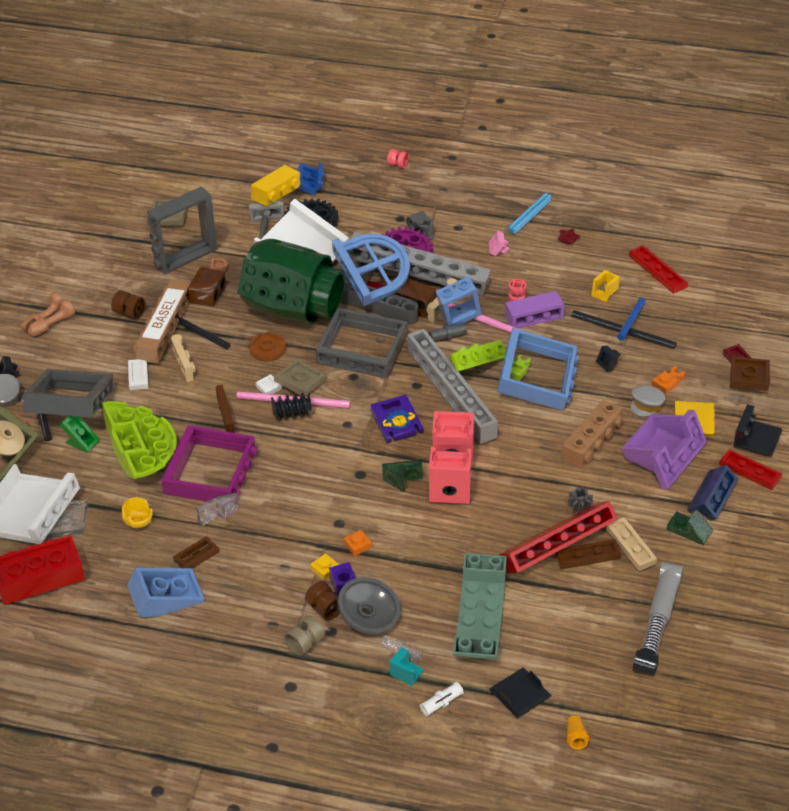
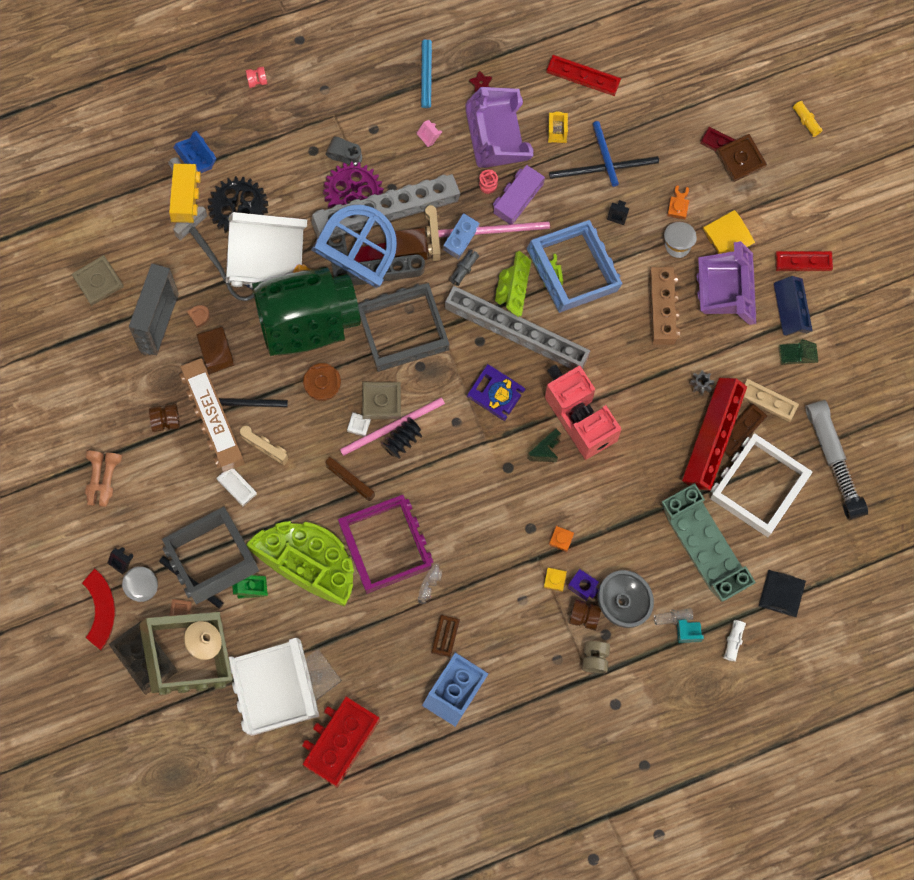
camera: 40 degrees left, 30 degrees up
(136, 512) = (369, 633): yellow hair -> none
(557, 261) = (496, 127): none -> medium lavender windscreen
(576, 733) = (849, 604): light orange cone -> none
(578, 623) = (741, 513): none -> white window
(756, 435) = (788, 222): black bracket -> none

